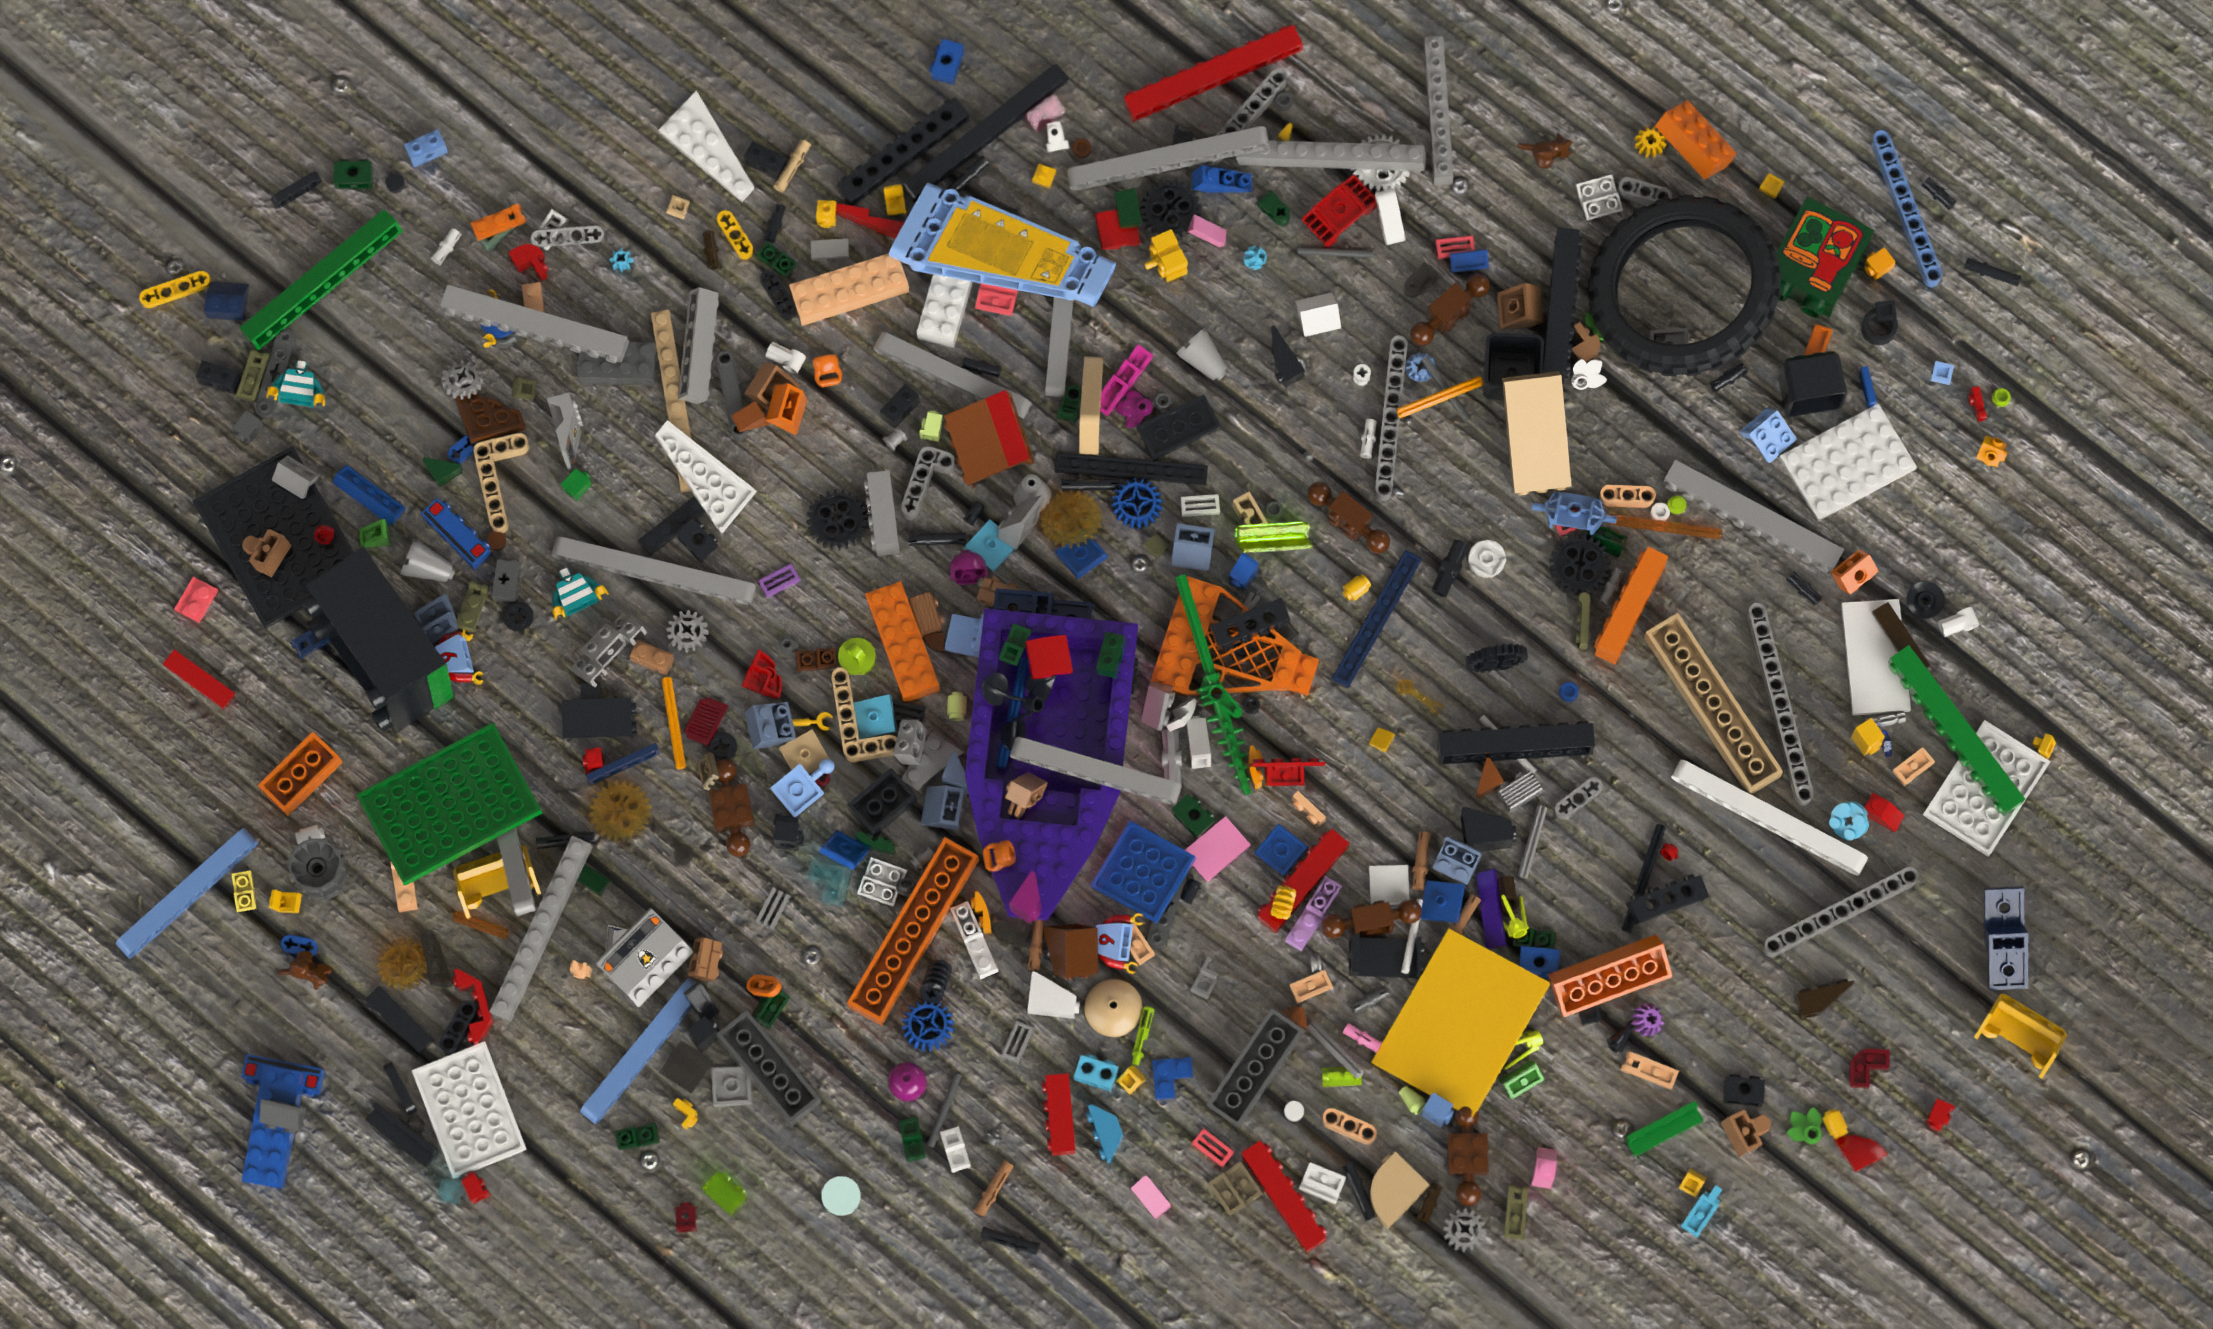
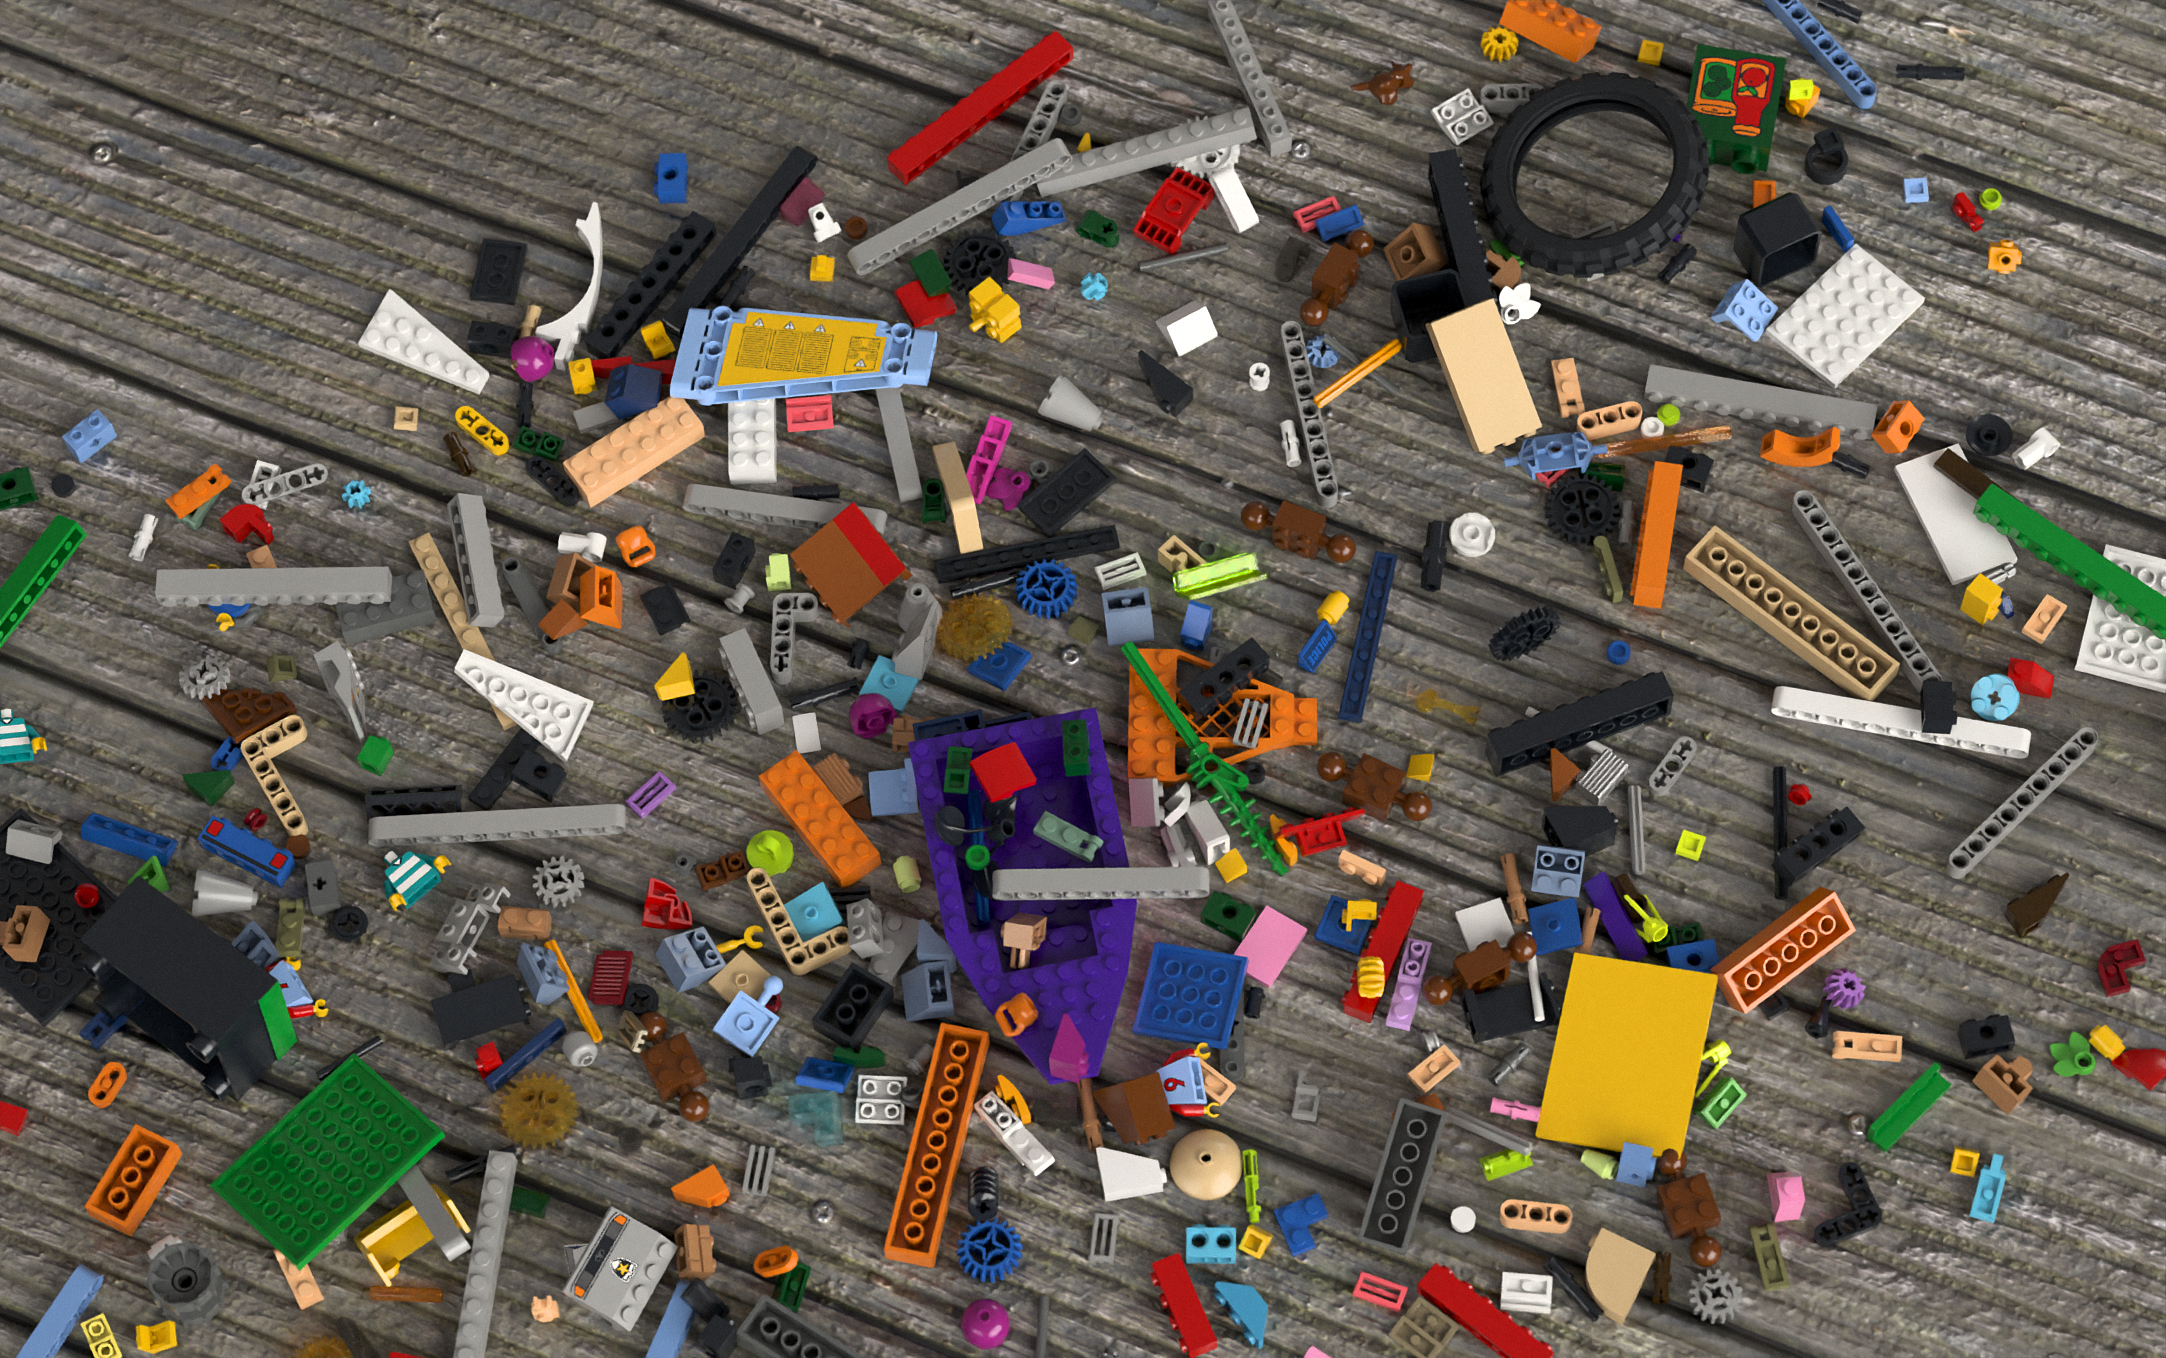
camera: 15 degrees left, 10 degrees down
(298, 689) = (106, 1085): none -> orange plate
(470, 509) = (255, 819): none -> dark red bush
(499, 721) = (360, 1051): none -> black bar
(595, 526) = (413, 795): none -> black fence
(653, 703) = (542, 973): none -> sand blue slope
(665, 771) = (579, 1048): none -> light grey head
(726, 911) = (702, 1189): none -> orange slope
(787, 101) = (498, 271): none -> black tile
(791, 187) = (533, 357): none -> magenta cylinder
(825, 170) = (567, 330): none -> white slope
(825, 495) = (676, 680): none -> yellow slope
(834, 429) = (664, 608): none -> black plate
(862, 239) = (633, 390): none -> dark blue slope
(914, 565) = (806, 733): none -> white sticker
(1008, 719) = (977, 857): none -> green tile
(1082, 724) = (1067, 837): none -> sand green plate
(1208, 775) = (1231, 865): none -> yellow slope
(1267, 653) = (1254, 705): none -> light grey tile
(1298, 844) = (1360, 909): none -> yellow bracket
(1333, 616) = (1316, 647): none -> slope
(1339, 746) = (1374, 787): none -> reddish brown brick
(1570, 867) = (1690, 845): none -> neon yellow plate
(1599, 1195) = (1859, 1209): none -> black beam
(1604, 456) = (1567, 387): none -> light nougat plate
(1678, 565) = (1701, 467): none -> black brick
(1769, 567) = (1800, 451): none -> orange arch
(1799, 816) = (1937, 707): none -> black brick
(1878, 259) = (1800, 89): none -> neon yellow plate

